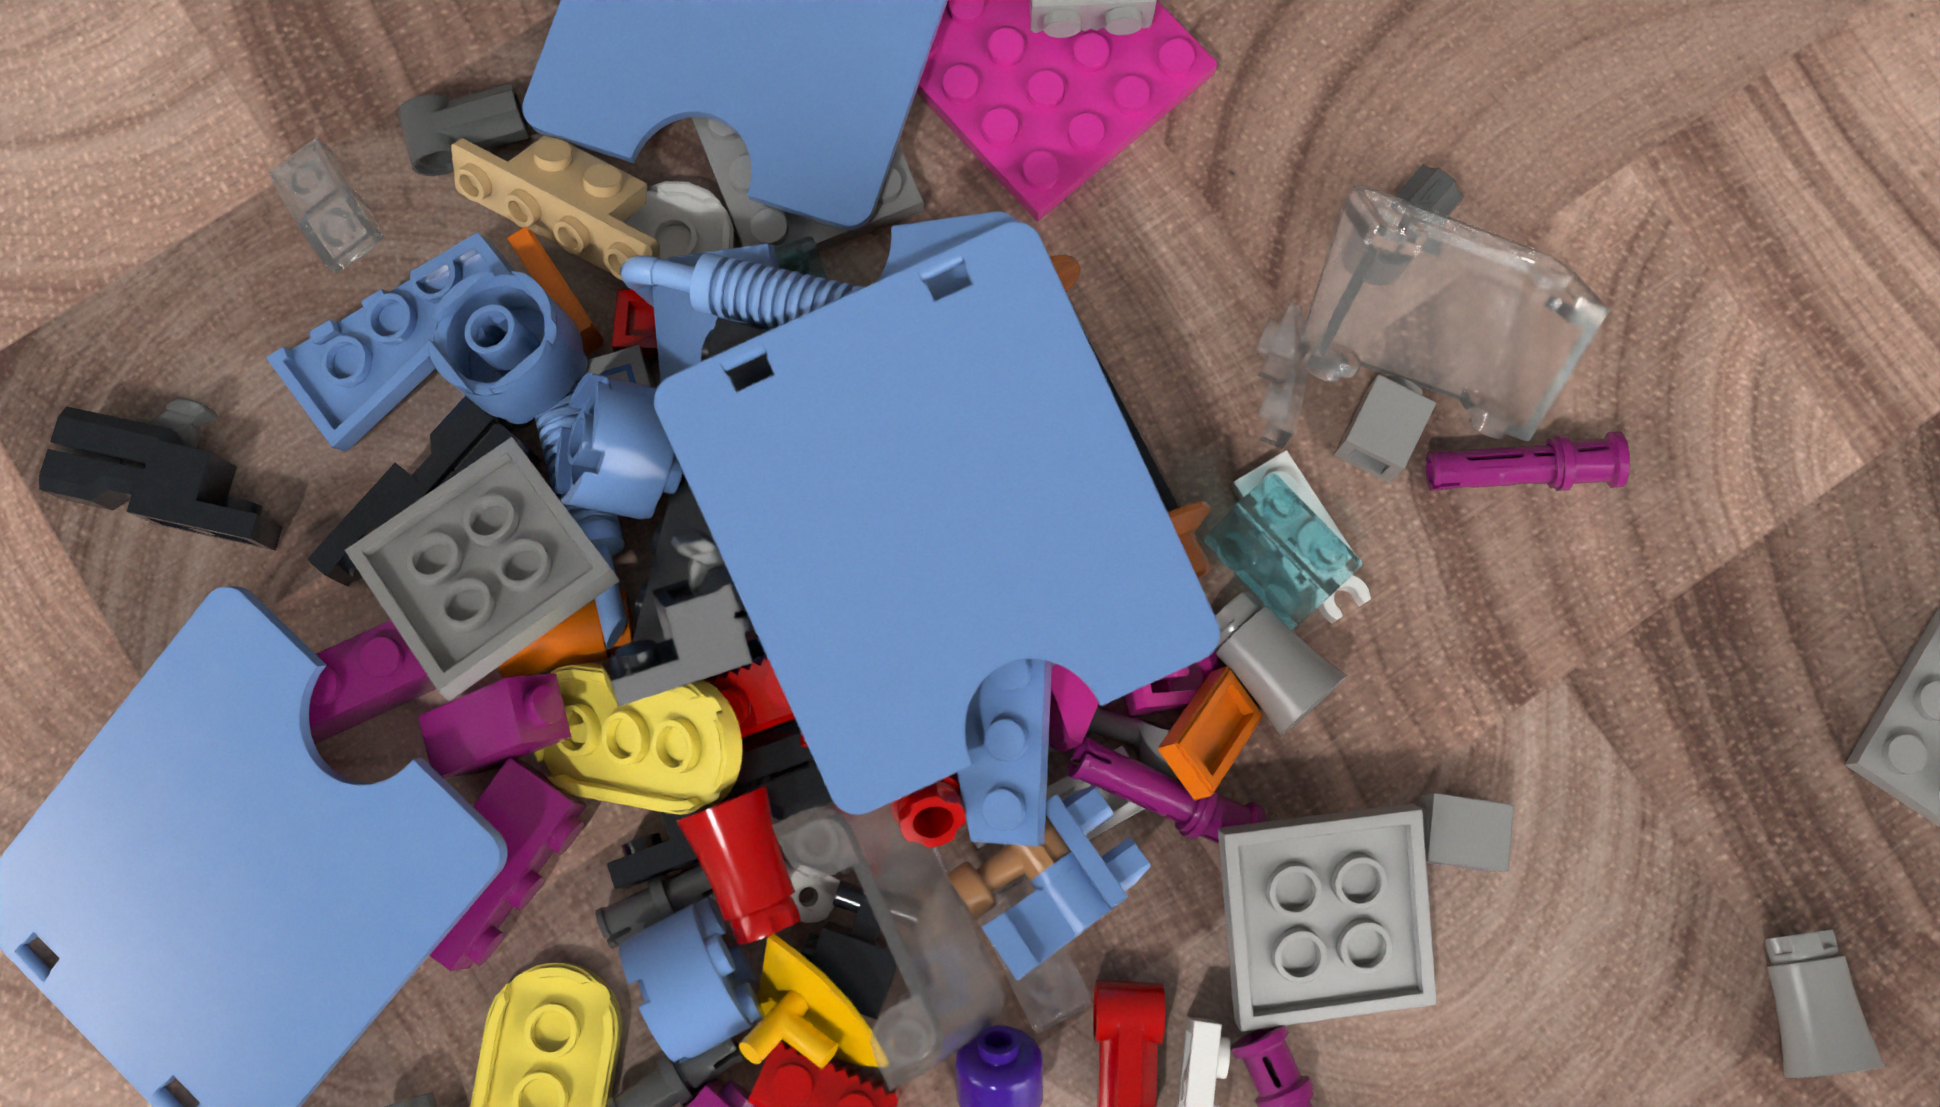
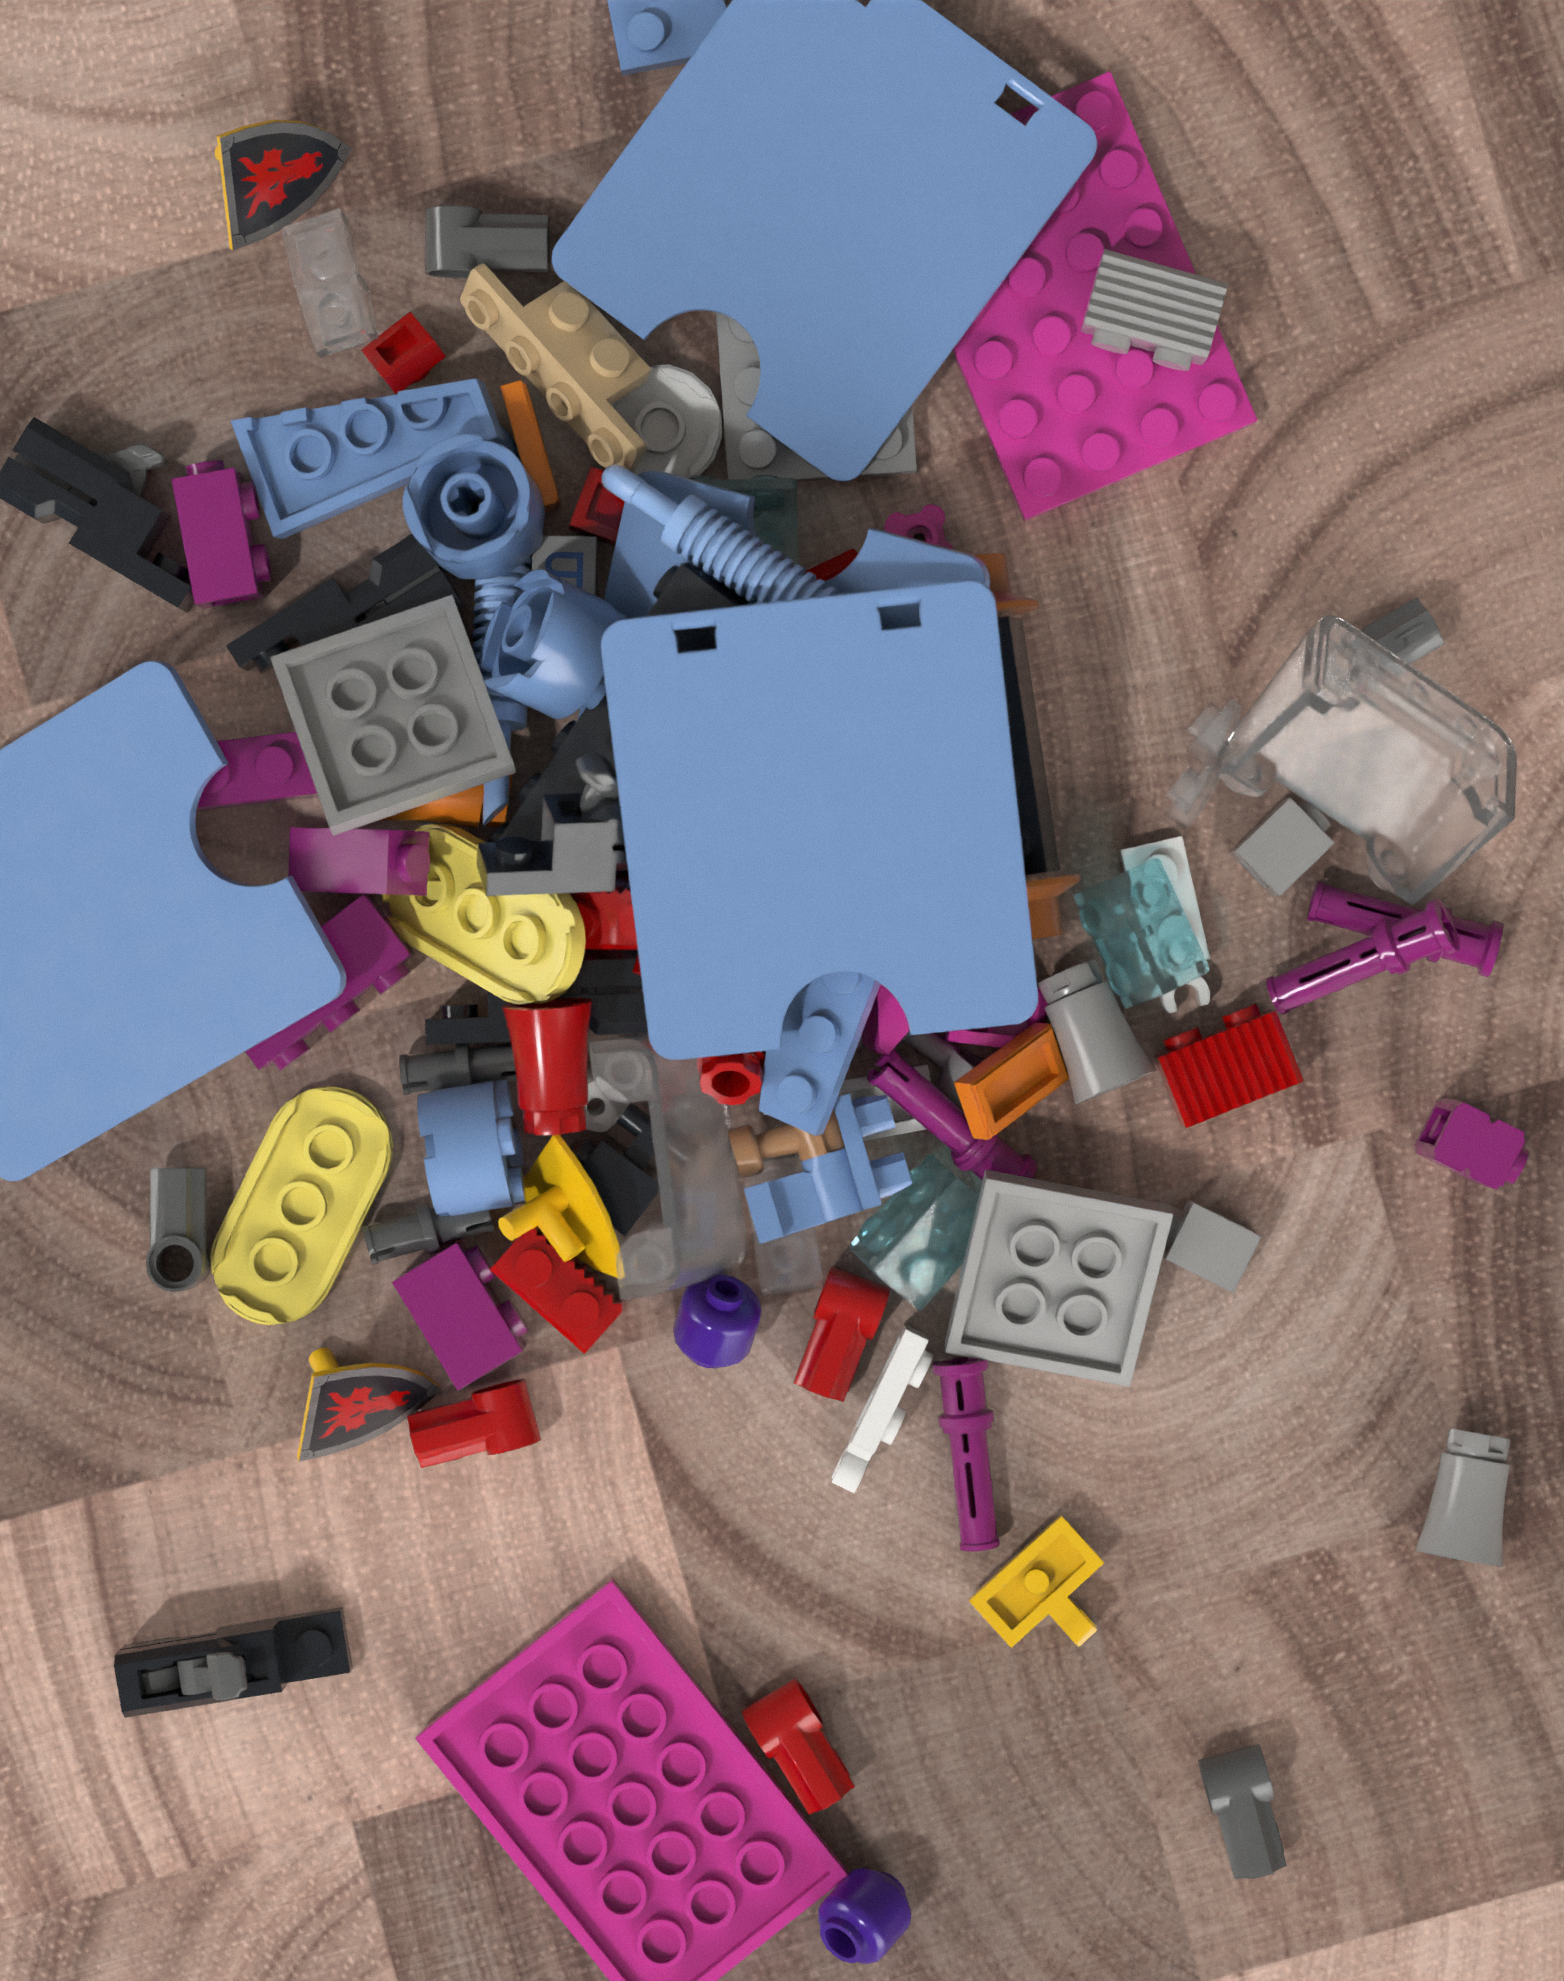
camera: 20 degrees right, 10 degrees up
(243, 122) = (274, 175): none -> shield
(280, 464) = (218, 535): none -> magenta brick
(412, 244) = (403, 353): none -> red plate
(1172, 917) = (919, 1233): none -> clear light blue bracket
(1413, 651) = (1228, 1065): none -> red brick
(1527, 483) = (1389, 948): none -> magenta pin
(1682, 643) = (1472, 1144): none -> magenta brick

